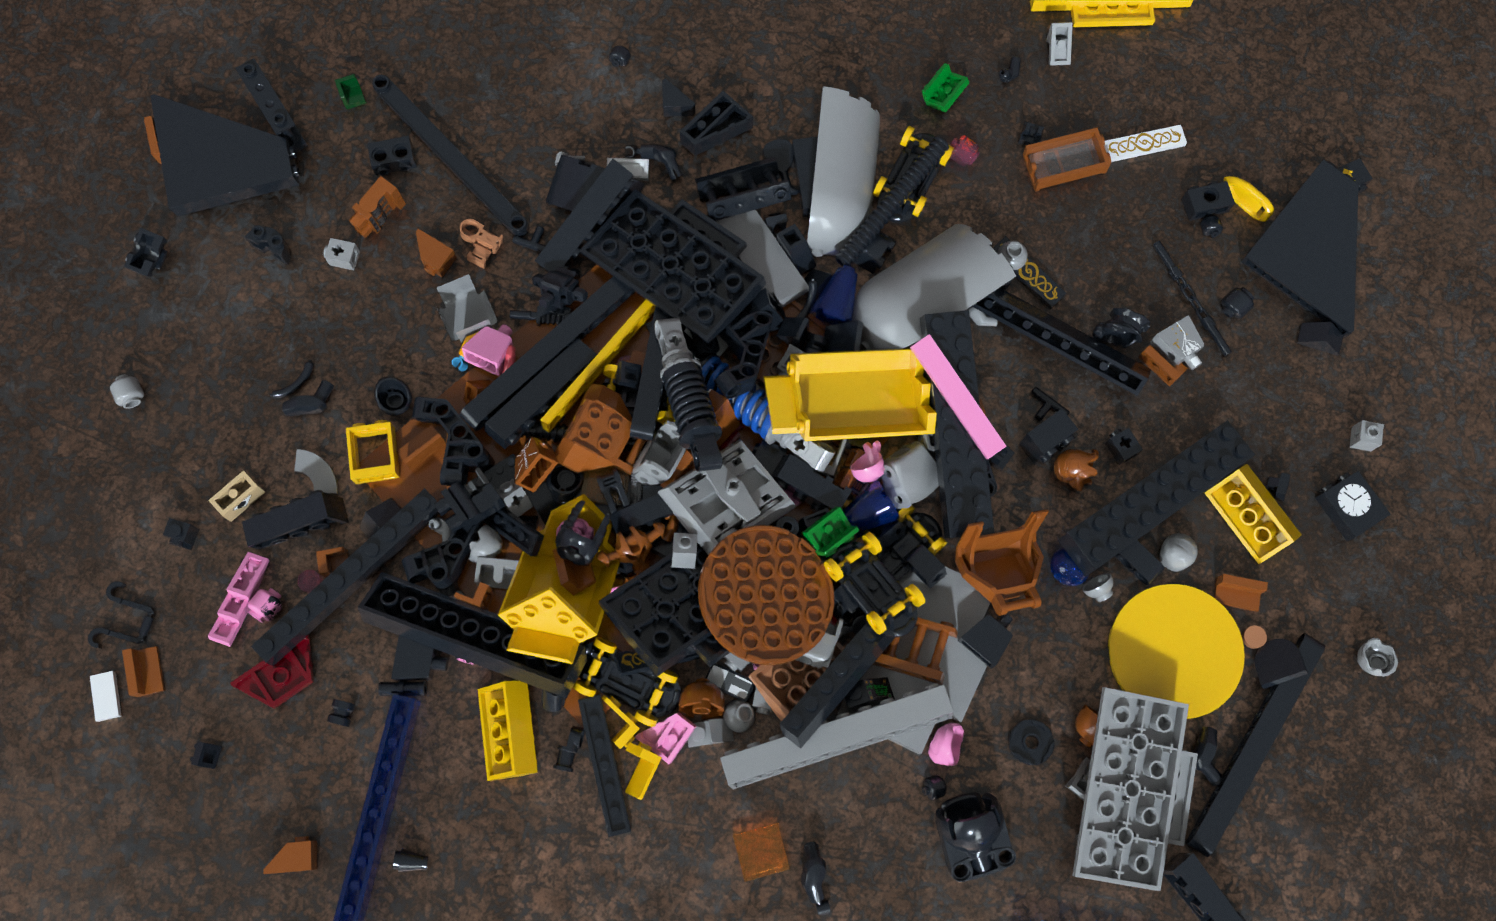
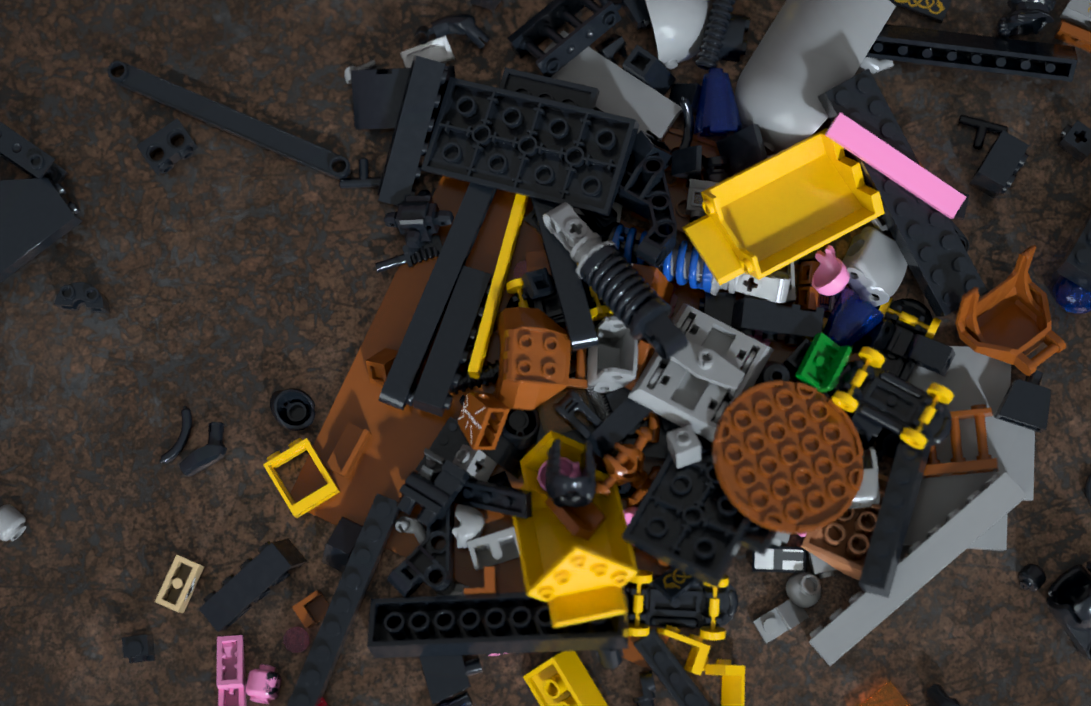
camera: 15 degrees left, 5 degrees up
(317, 470) = (250, 521): light grey tile -> none
(344, 260) = (171, 283): light grey brick -> none
(350, 91) = (88, 94): dark green panel -> none
(375, 207) = (179, 211): dark orange hips -> none
(434, 254) = (264, 236): dark orange slope -> none
(461, 453) = (396, 438): black connector -> none
(465, 309) = (328, 285): light grey piece -> none
(484, 240) = (313, 200): nougat piece -> none
(488, 350) = (373, 318): bright pink torso -> none
(668, 736) = (741, 641): bright pink wing -> none
(702, 699) = (760, 588): dark orange cylinder -> none
(868, 692) = (929, 510): black slope -> none
(946, 744) = (1027, 529): bright pink hair -> none
(1076, 467) = (1039, 186): dark orange hair -> none

